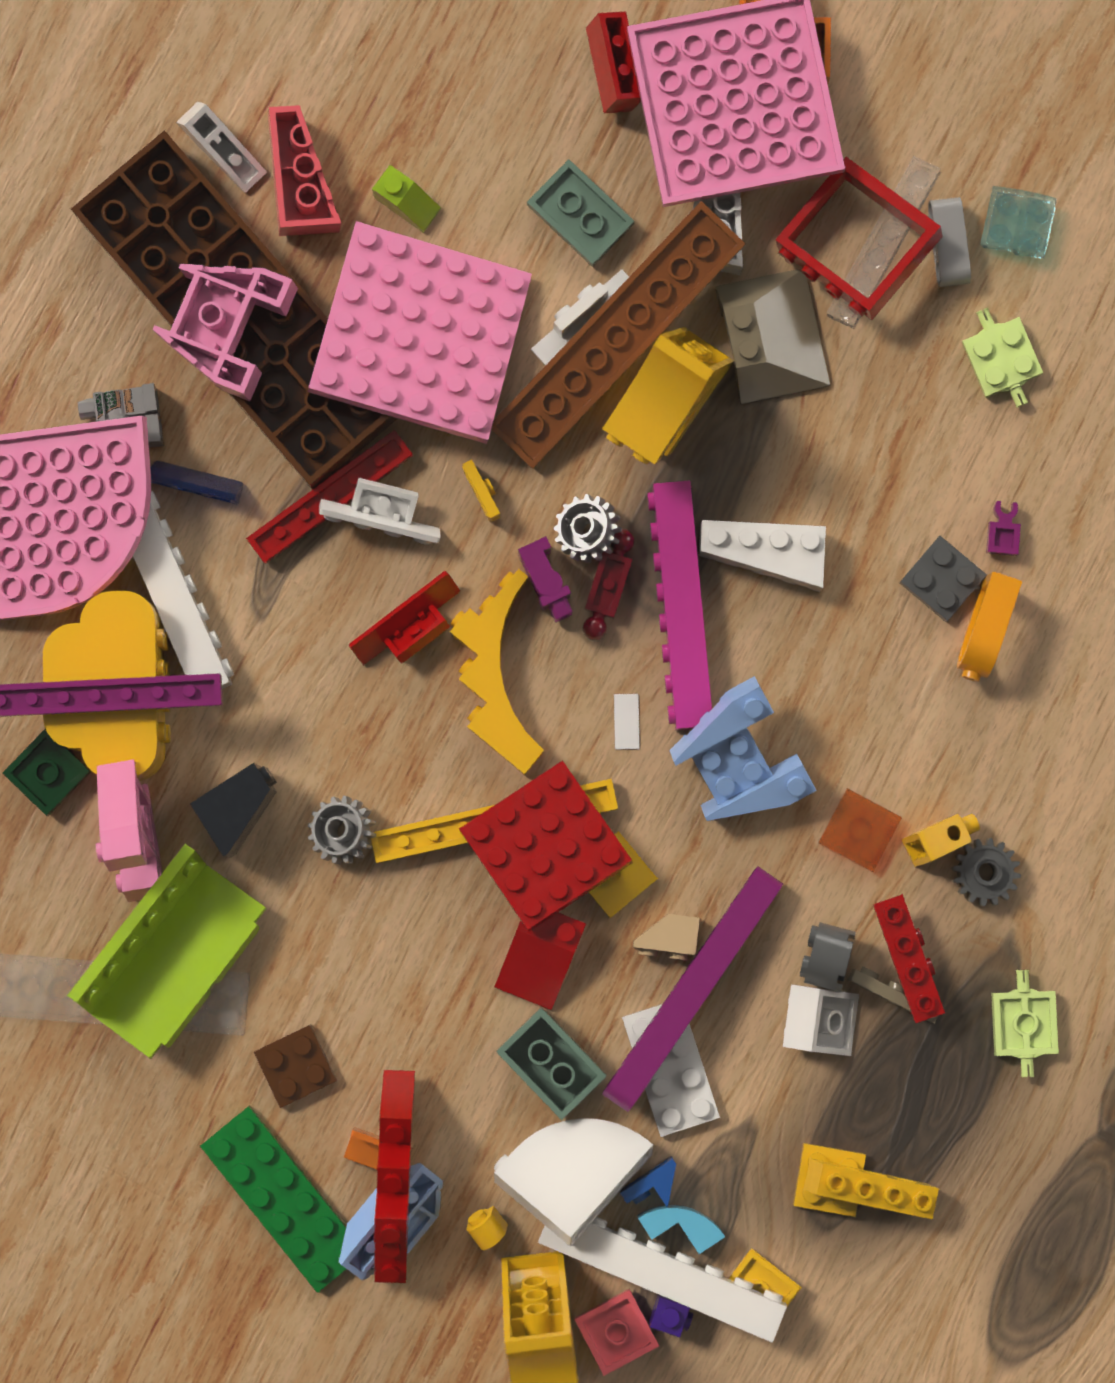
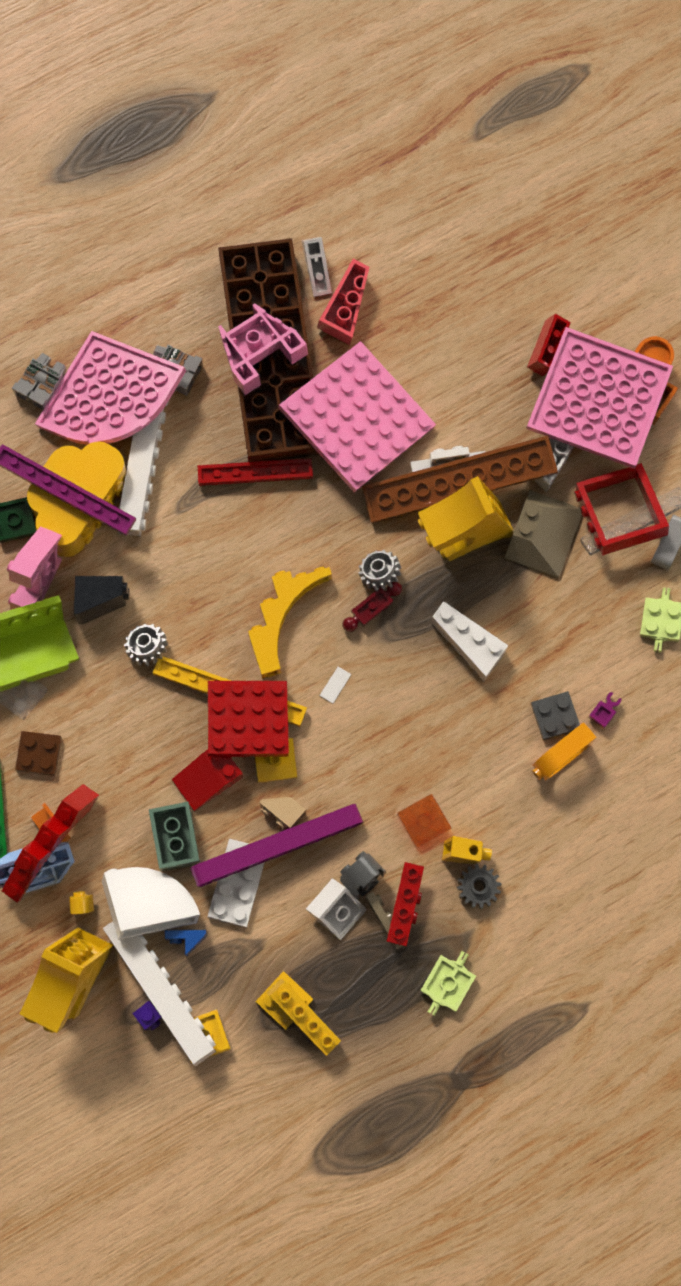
camera: 30 degrees right, 10 degrees down
(196, 482) = (179, 411): clear blue slope -> none
(381, 508) = (278, 492): white bracket -> none
(405, 198) = (394, 347): lime slope -> none
(410, 624) = (253, 561): red bracket -> none
(482, 489) = (337, 517): yellow plate -> none
(545, 580) = (339, 582): magenta hips -> none
(580, 213) = (481, 409): sand green plate -> none
(616, 1332) = (113, 1007): coral plate -> none
(682, 603) = (404, 641): dark pink brick -> none
(696, 1225) = (194, 977): medium azure brick -> none
(733, 761) = (378, 738): light blue wedge -> none

